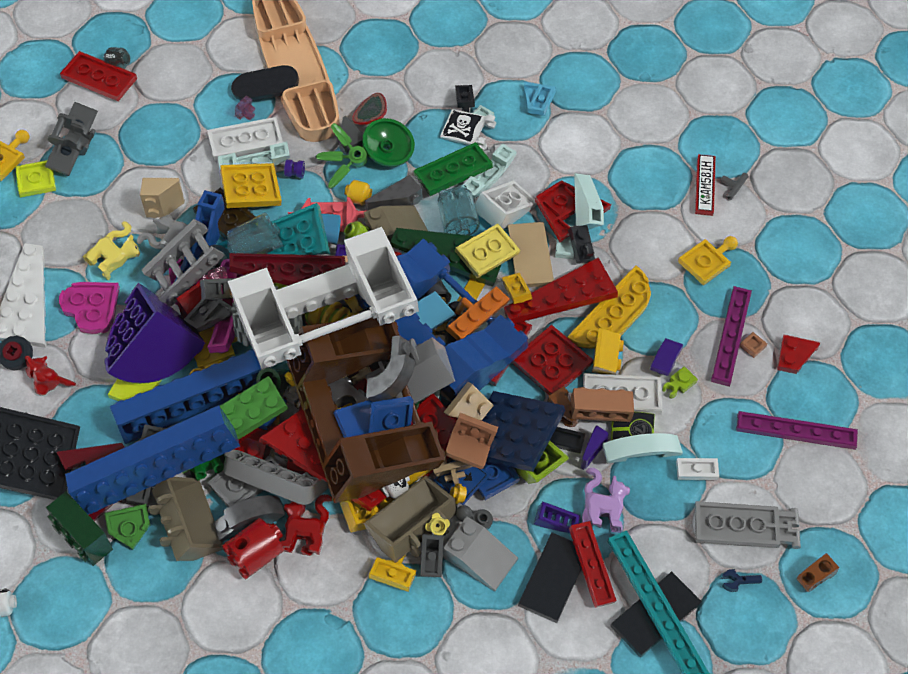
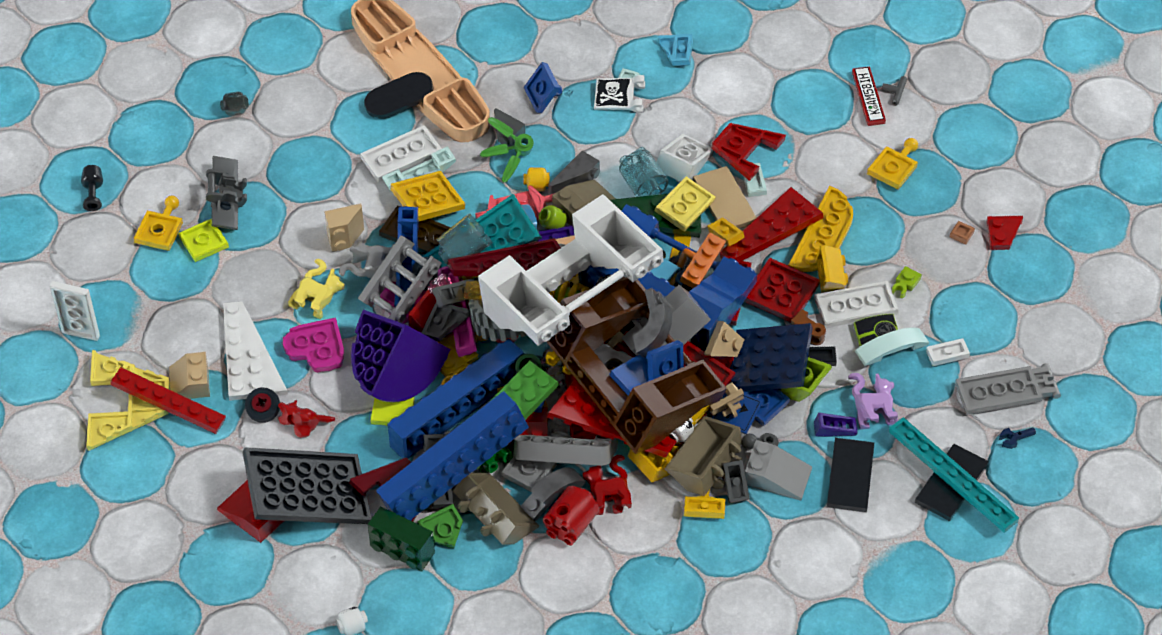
camera: 15 degrees left, 5 degrees down
(98, 76) = (222, 125): red plate -> none
(244, 109) = (389, 125): clear pink tile -> none
(294, 168) = (467, 170): dark purple wheel -> none
(370, 109) = (517, 97): shield -> none
(391, 135) = (548, 124): green dish -> none
(398, 103) = (542, 87): none -> blue tile
(443, 524) = (738, 449): light yellow plate -> none
(453, 168) = (621, 135): green plate -> none
(459, 493) = (741, 421): yellow plate -> none
(464, 97) = (605, 64): black hinge -> none
(471, 441) = (739, 370): nougat bracket -> none
(501, 160) = (659, 127): light aqua slope -> none
(581, 244) = (772, 178): black hinge -> none
(587, 202) = (766, 139): light aqua slope -> none
(592, 564) = (882, 453): red plate -> none
(594, 446) = (849, 346): dark purple slope -> none
(602, 404) = (844, 315): nougat brick -> none
(666, 357) = (886, 261): dark purple slope -> none
(731, 336) = (939, 229): magenta tile -> none
(797, 430) = (1025, 298): magenta tile -> none
(818, 573) = (1082, 412): dark orange leg -> none

